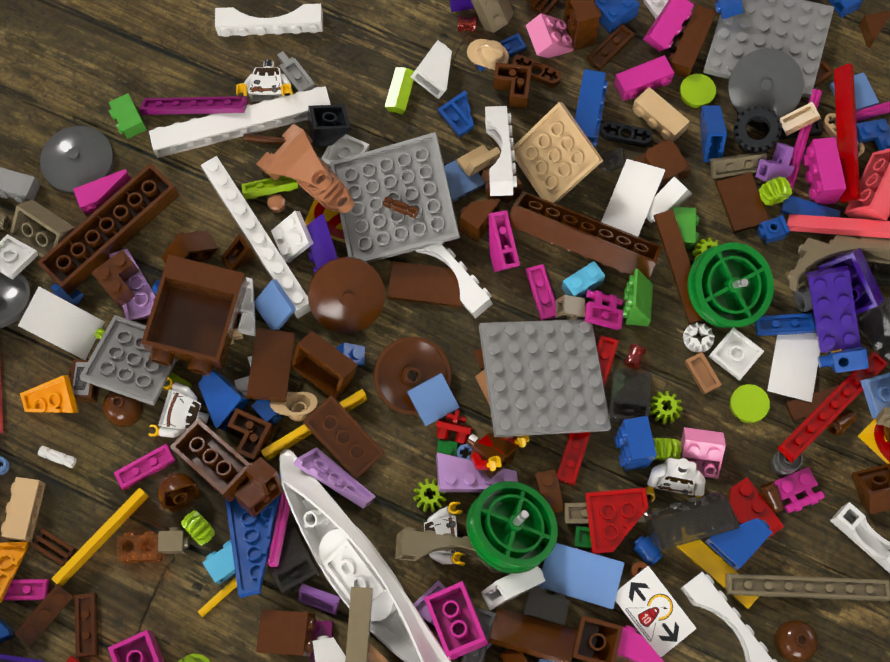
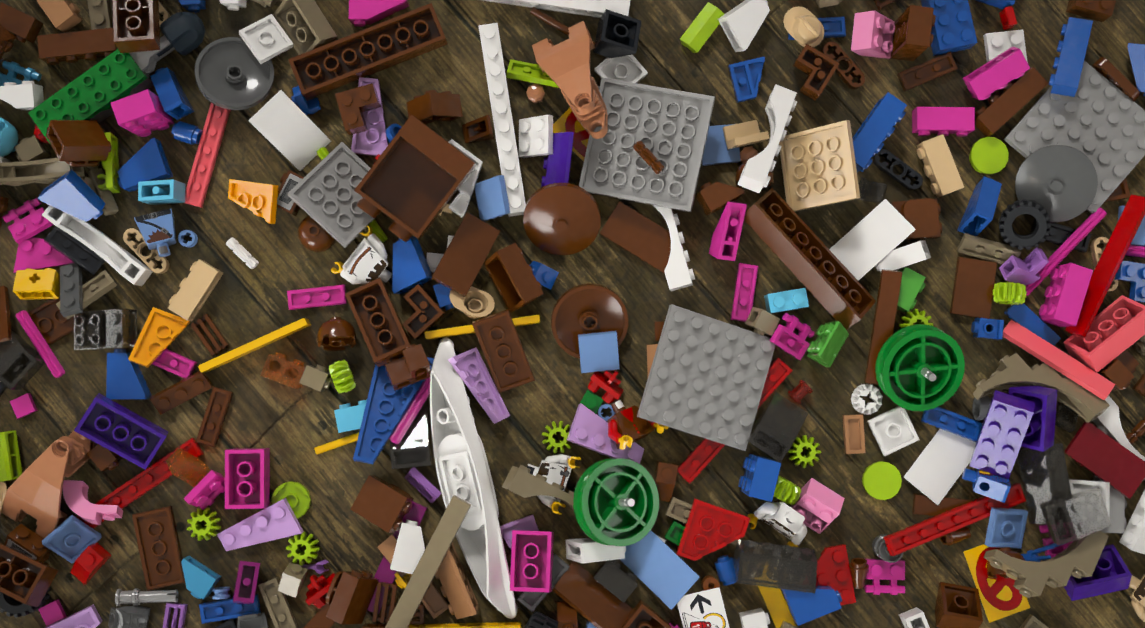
camera: 15 degrees right, 15 degrees up
(799, 118) = (1070, 231): tan tile -> none

